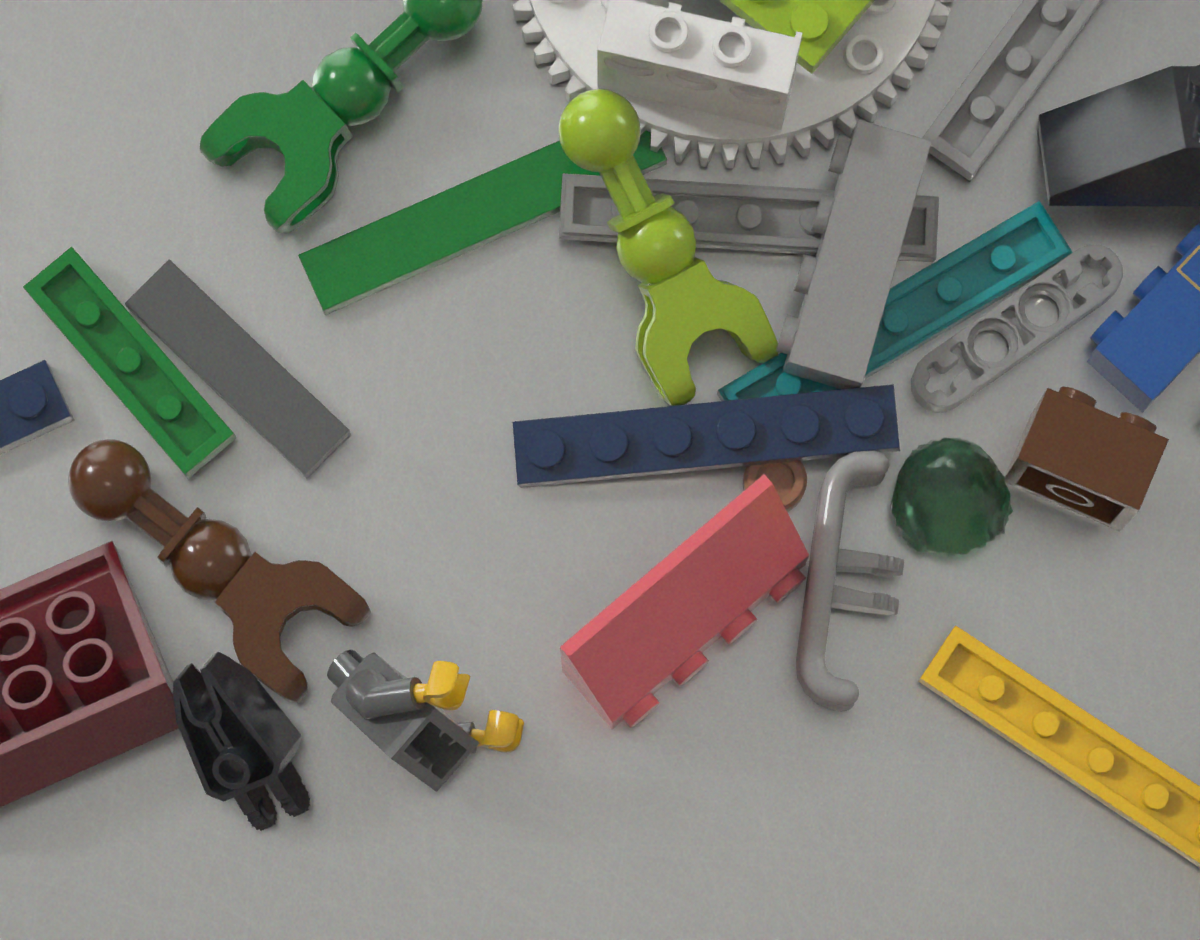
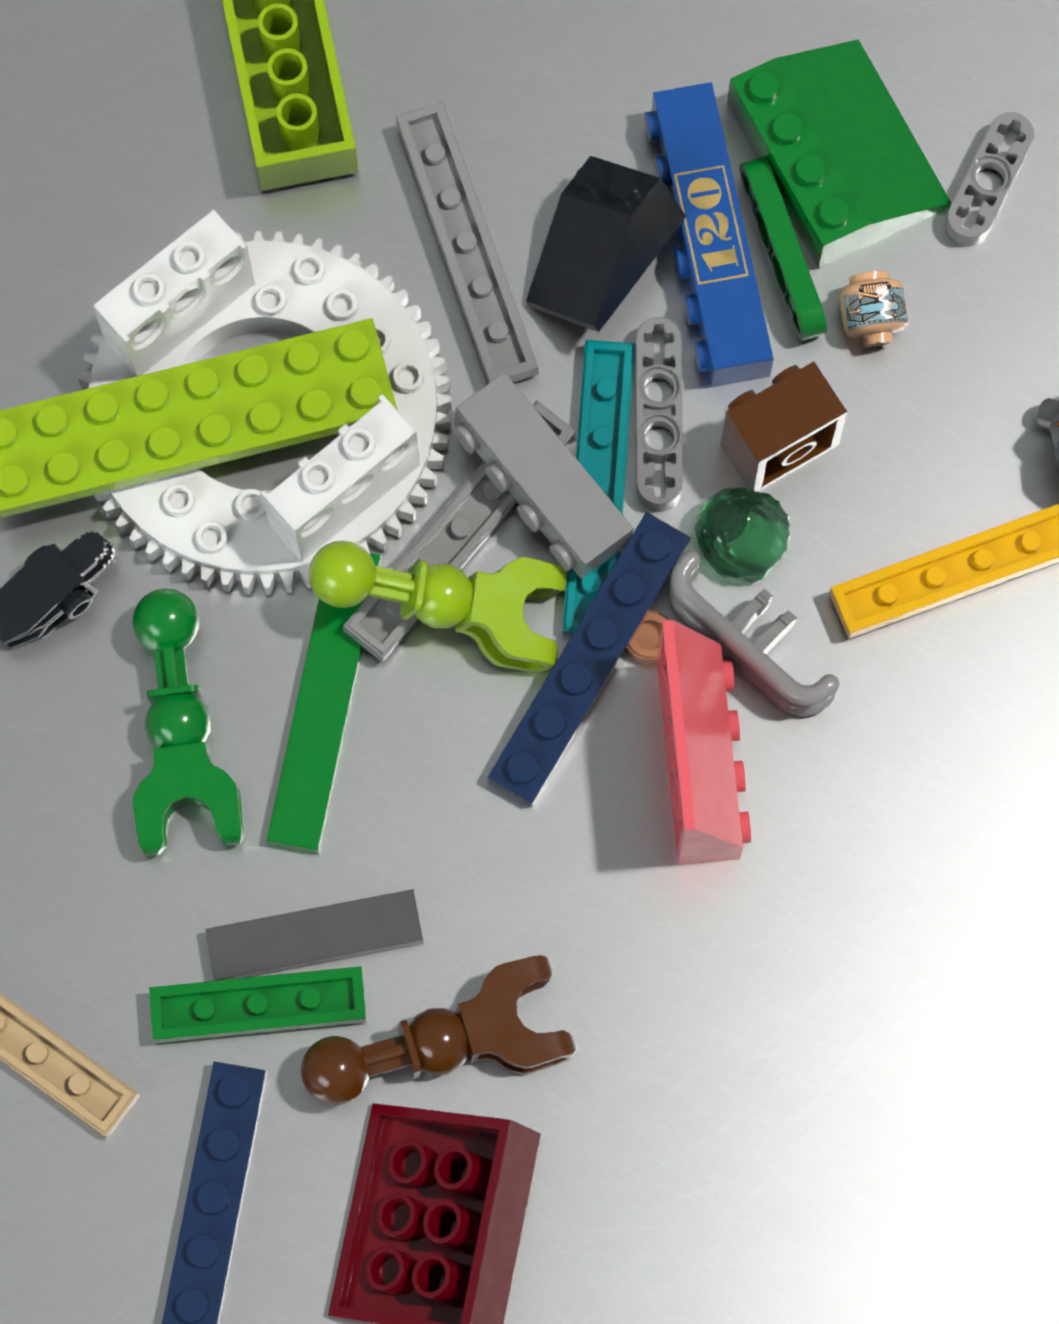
camera: 55 degrees left, 5 degrees down
(239, 739) = (579, 1103): black hinge -> none
(408, 717) = (649, 975): dark grey torso -> none

